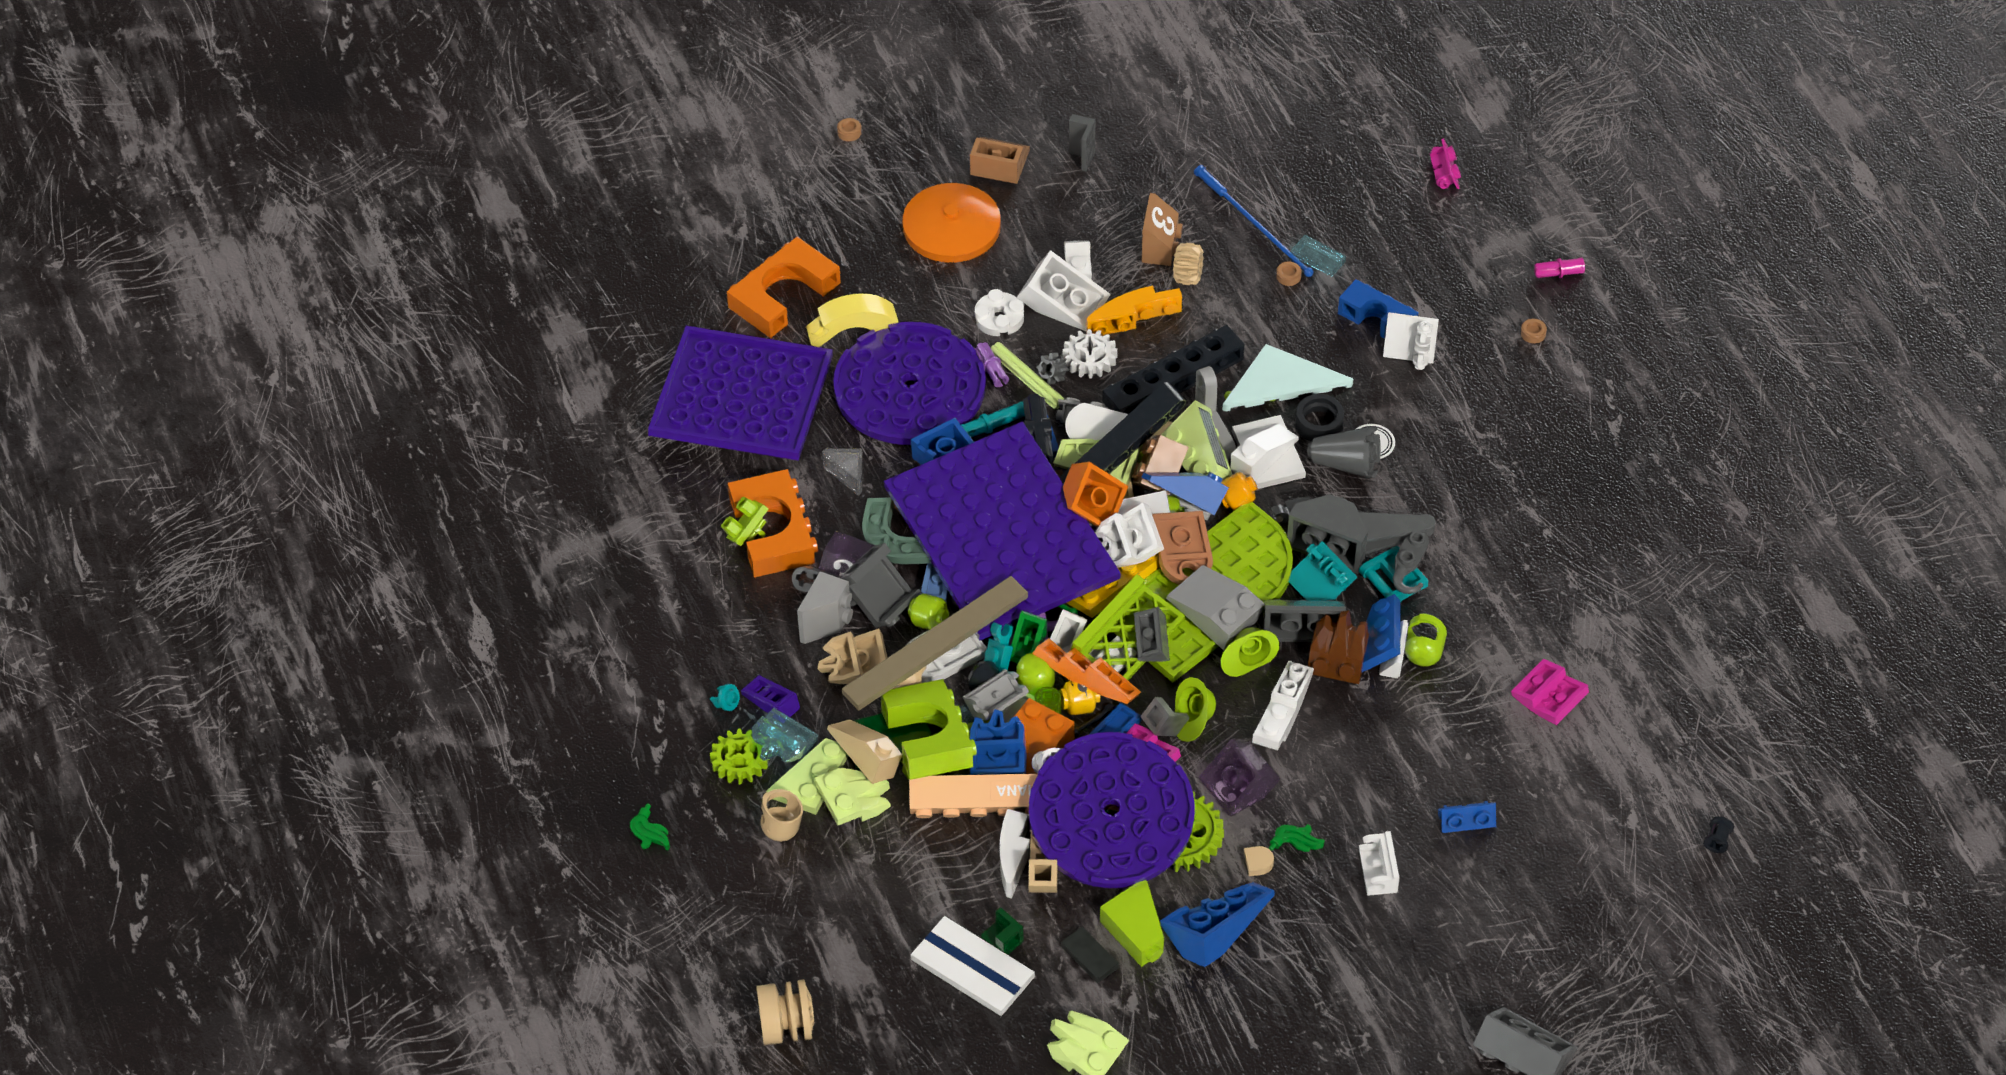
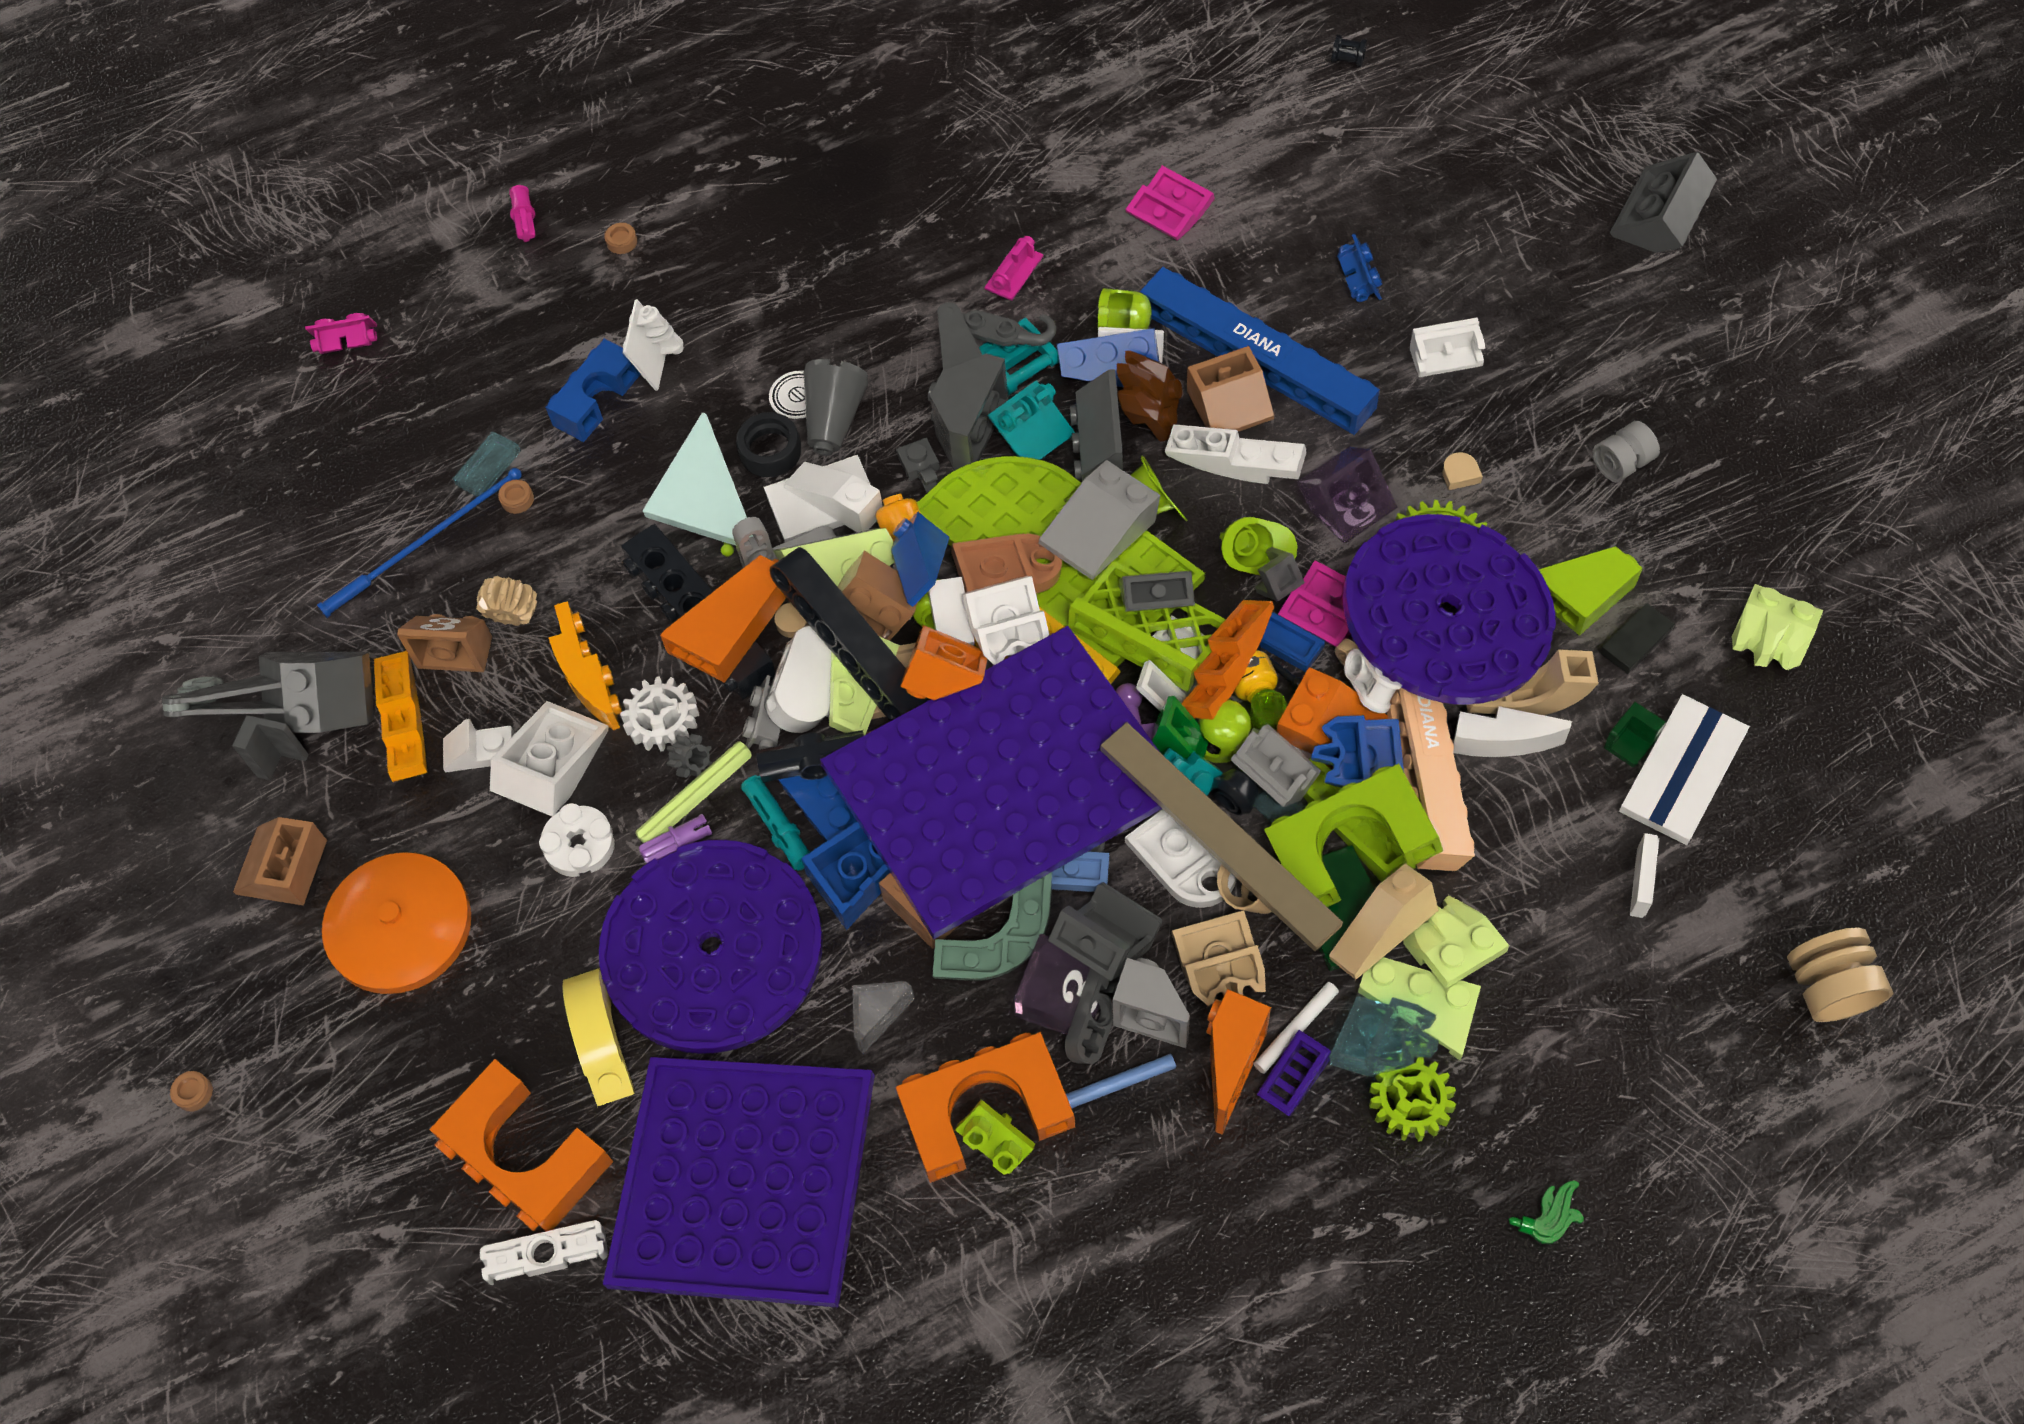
camera: 90 degrees left, 10 degrees up
(714, 290) = (570, 1245): none -> white piece
(727, 698) = (1311, 1127): teal plate -> none
(778, 649) = (1237, 1034): none -> orange slope
(780, 600) = (1121, 1080): none -> medium blue bar
(781, 822) = (1513, 1008): tan helmet -> none
(805, 703) = (1300, 1023): none -> white bar
(885, 918) = (1644, 875): none -> white tile
(927, 611) = (1134, 870): lime head -> none
(1098, 216) = (400, 716): none -> light orange slope
(1124, 153) = (298, 689): none -> dark grey slope
(1140, 372) = (726, 622): none -> orange slope
(1214, 926) = (1567, 502): blue wedge -> none
(1262, 971) = (1626, 451): none -> light grey wheel
(1297, 836) = (1417, 435): green piece -> none
(1339, 706) = (1230, 391): none -> medium nougat slope
(1385, 733) = (1284, 362): none -> blue brick
(1482, 580) = (1015, 269): none -> dark pink hinge

